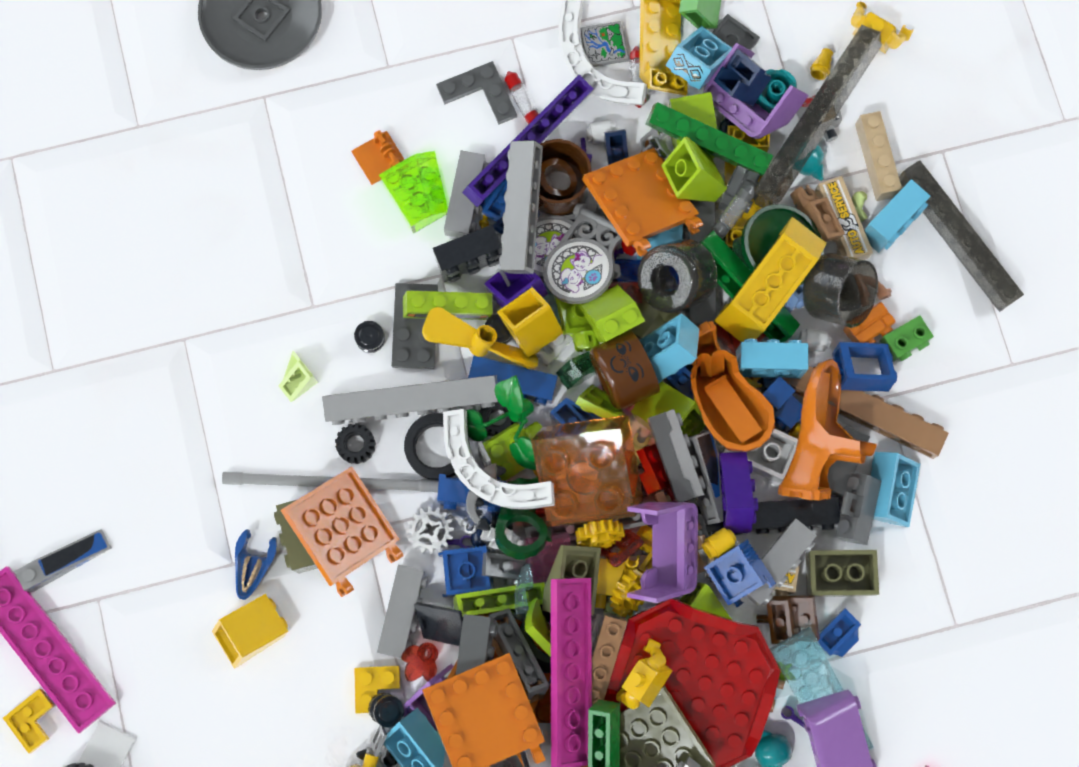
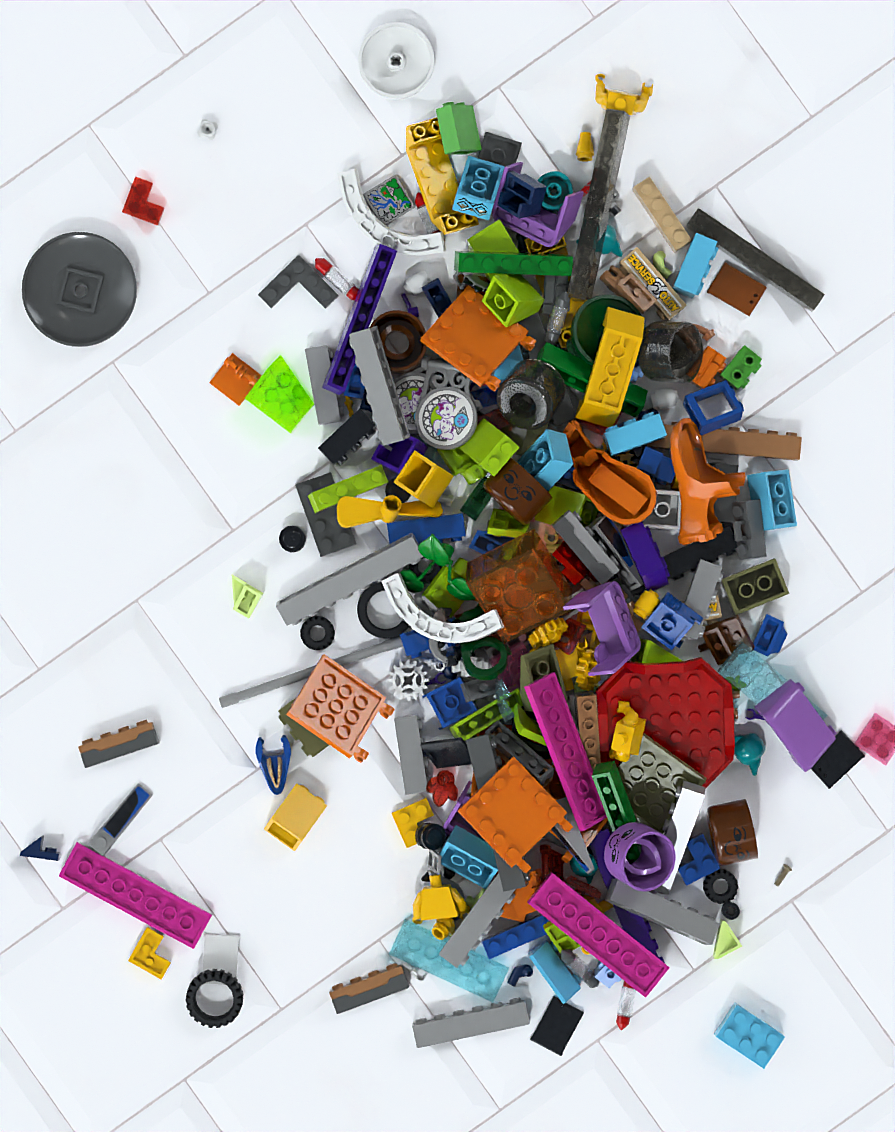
camera: 25 degrees left, 10 degrees up
(97, 479) = (119, 744): none -> piece
(929, 260) = (736, 289): none -> dark orange container

